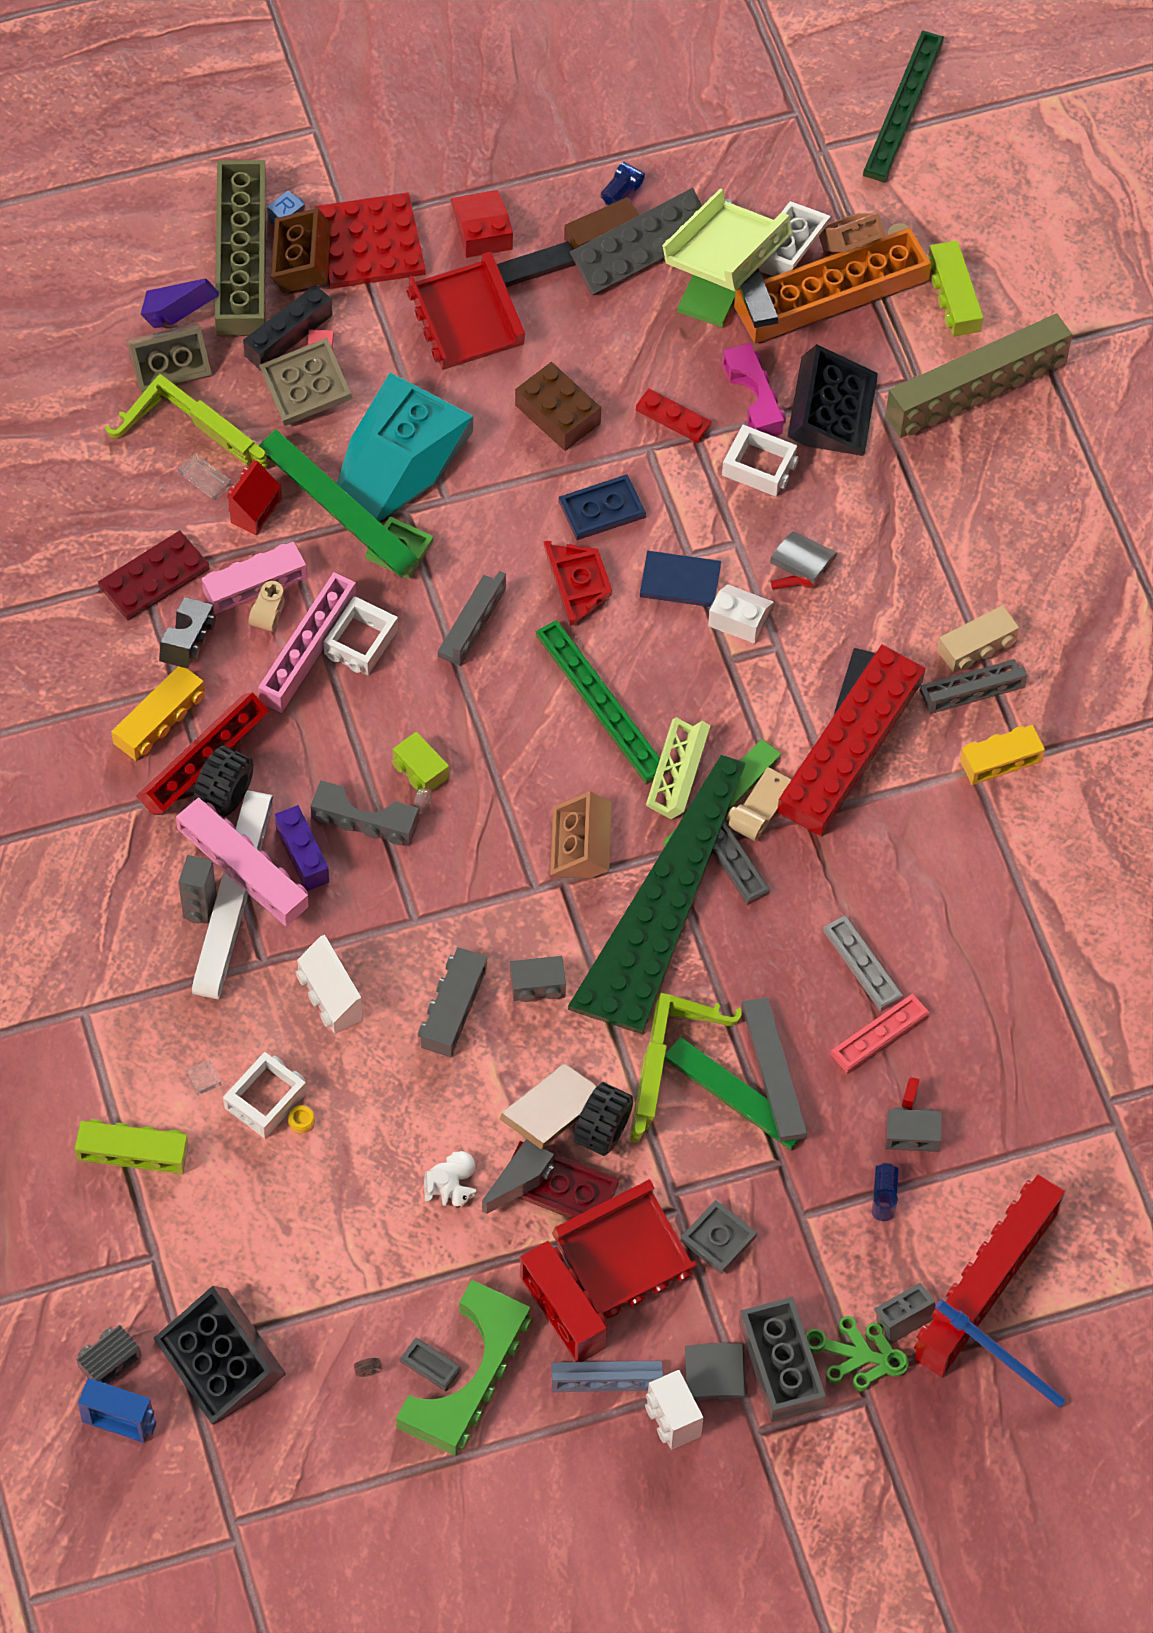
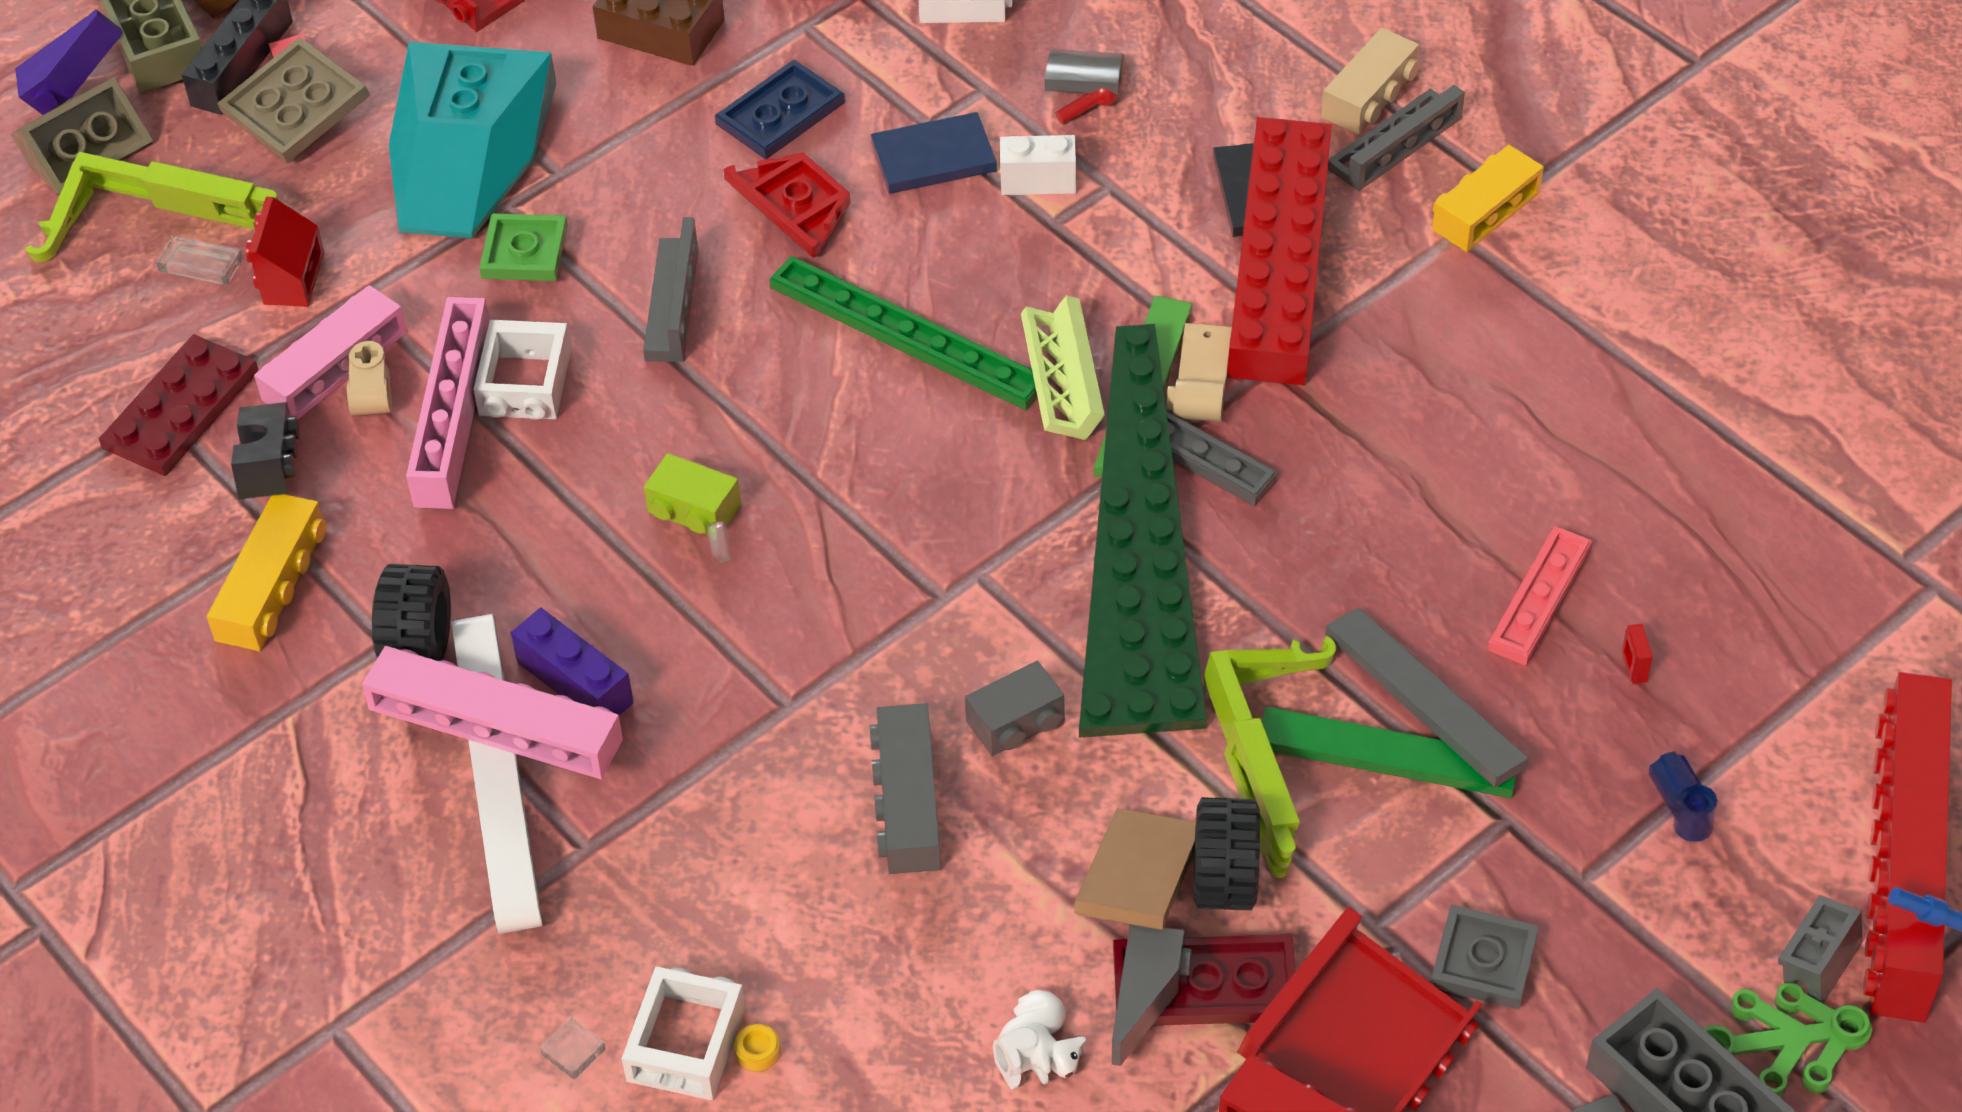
camera: 20 degrees left, 10 degrees down
(186, 767) = (350, 611): red brick -> none
(197, 889) = (441, 773): dark grey brick -> none
(329, 986) = (711, 834): white slope -> none
(339, 503) = (416, 219): green beam -> none
(393, 823) = (596, 598): dark grey arch -> none
(581, 837) = (975, 503): nougat slope -> none
(862, 963) = (1461, 516): light grey tile -> none
(913, 1129) = (1671, 698): dark grey brick -> none

